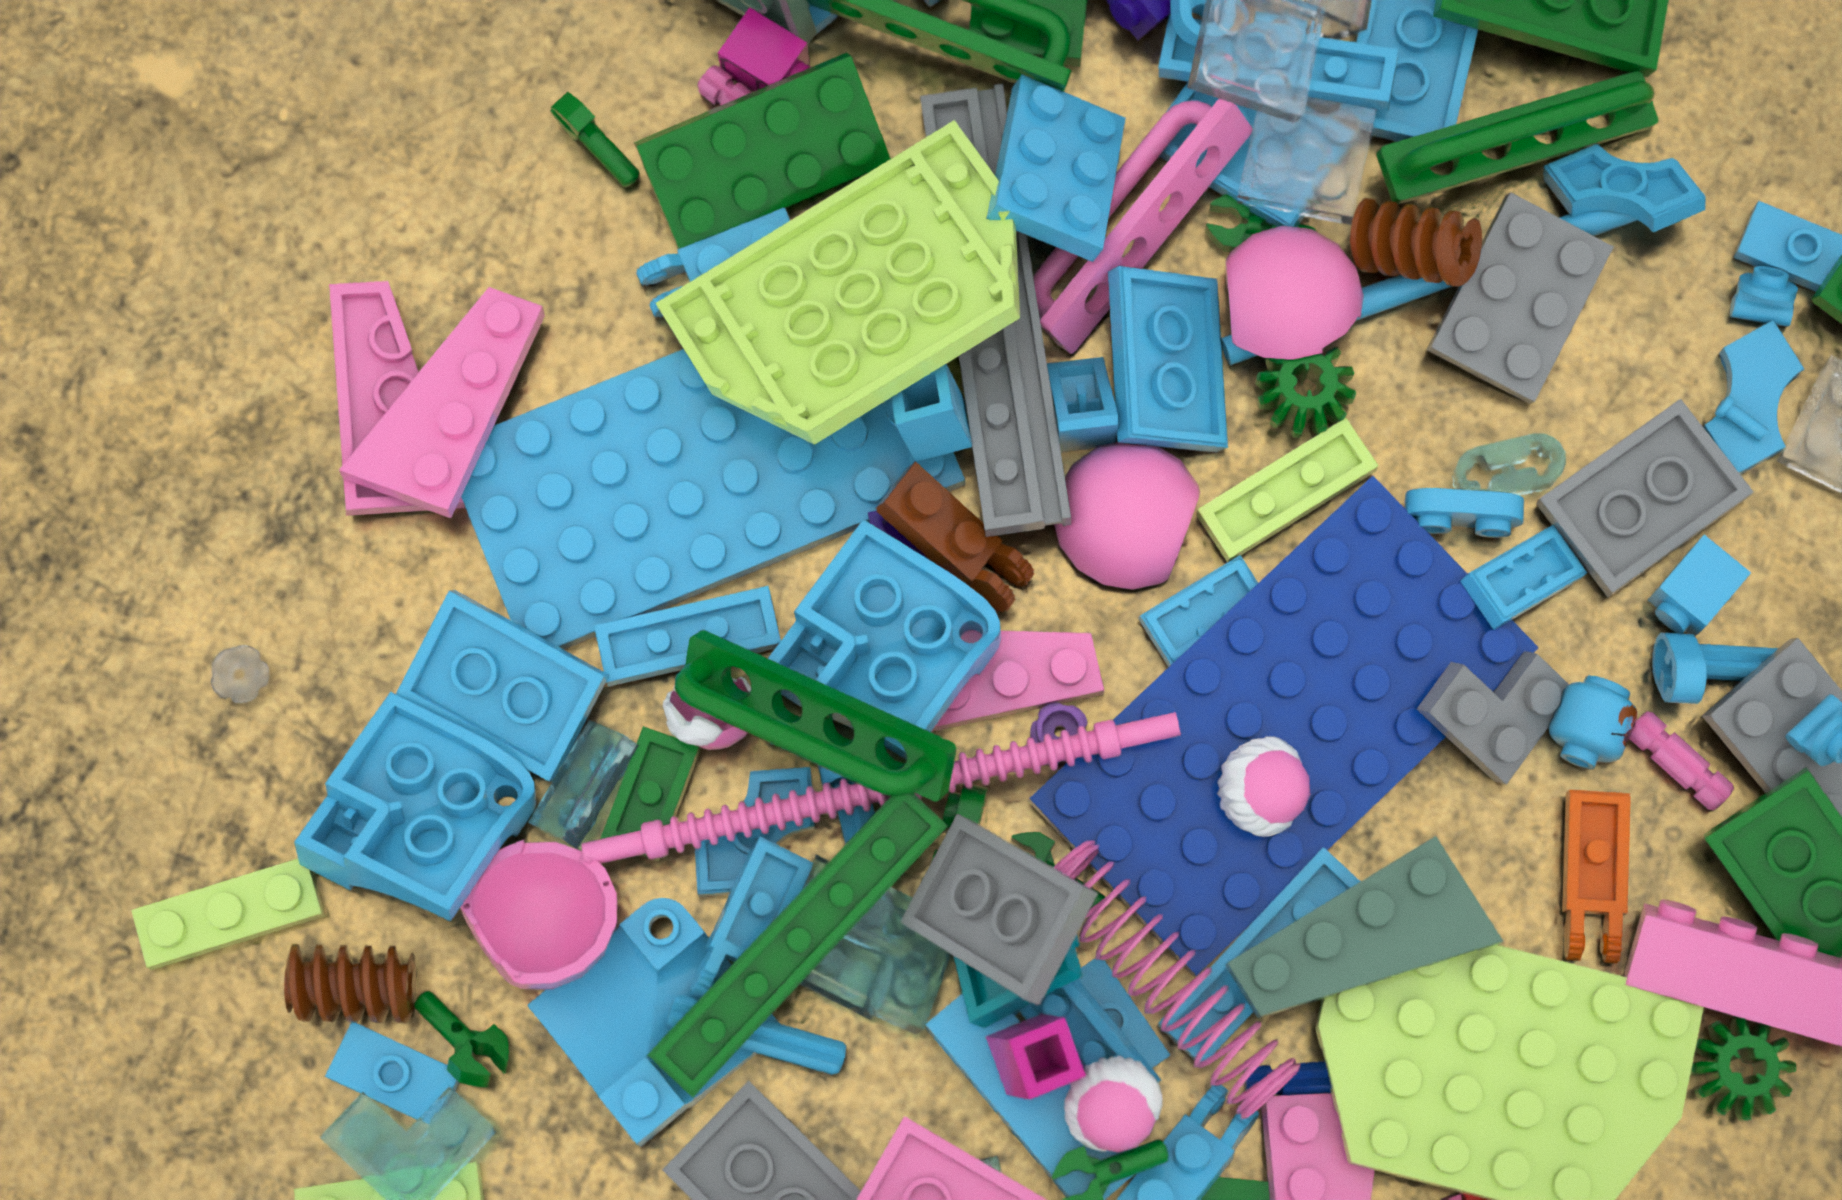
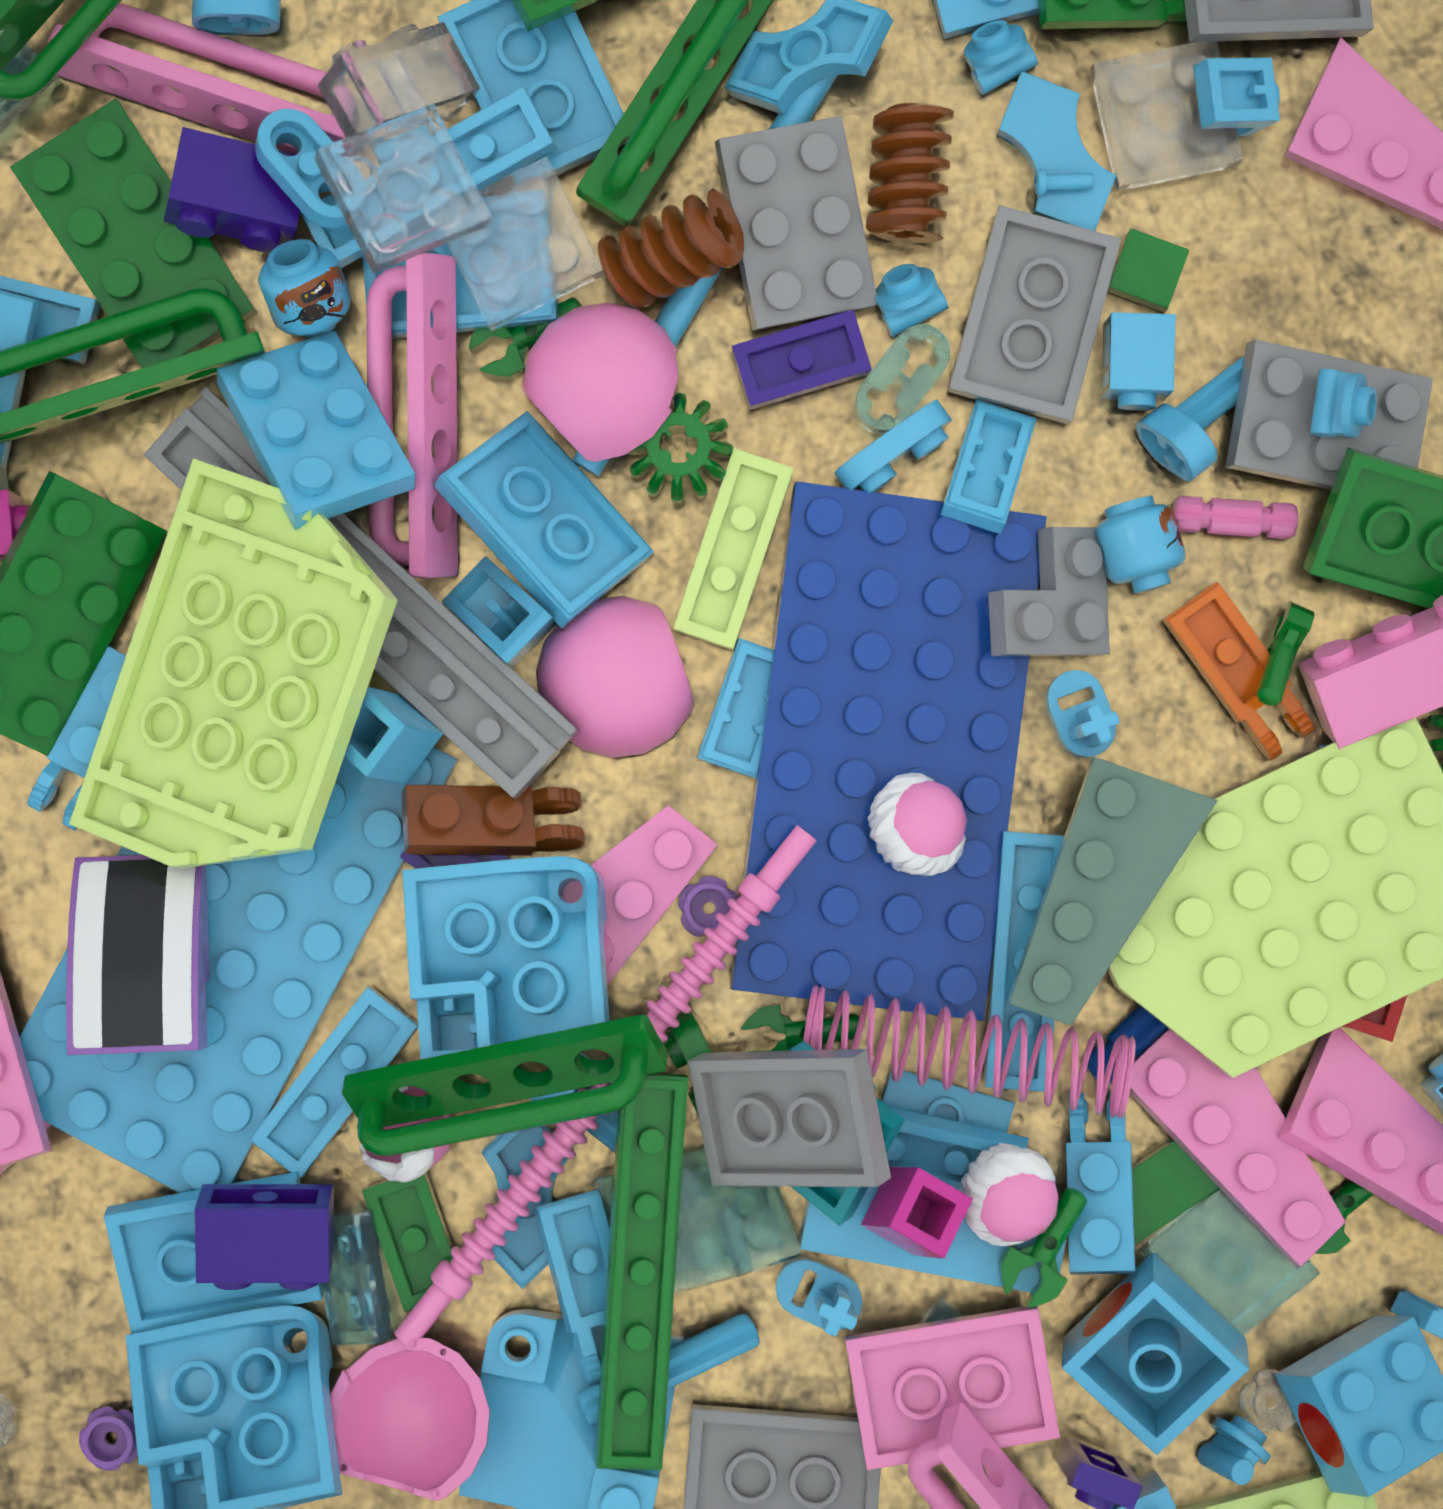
camera: 50 degrees left, 10 degrees up
(303, 751) = (94, 1442): none -> medium lavender plate
(551, 693) = (264, 1235): none -> dark purple brick
(626, 429) = (136, 957): none -> slope
(916, 1088) = (833, 1299): none -> medium azure piece
(1128, 70) = (304, 288): none -> medium azure head
(1446, 396) = (801, 359): none -> dark purple plate
(1446, 818) = (1084, 728): none -> medium azure piece
(1561, 414) = (908, 297): none -> medium azure plate
(1628, 322) = (906, 172): none -> dark orange piece
(1639, 883) = (1283, 647): none -> green bar
(1755, 532) = (1147, 270): none -> green tile

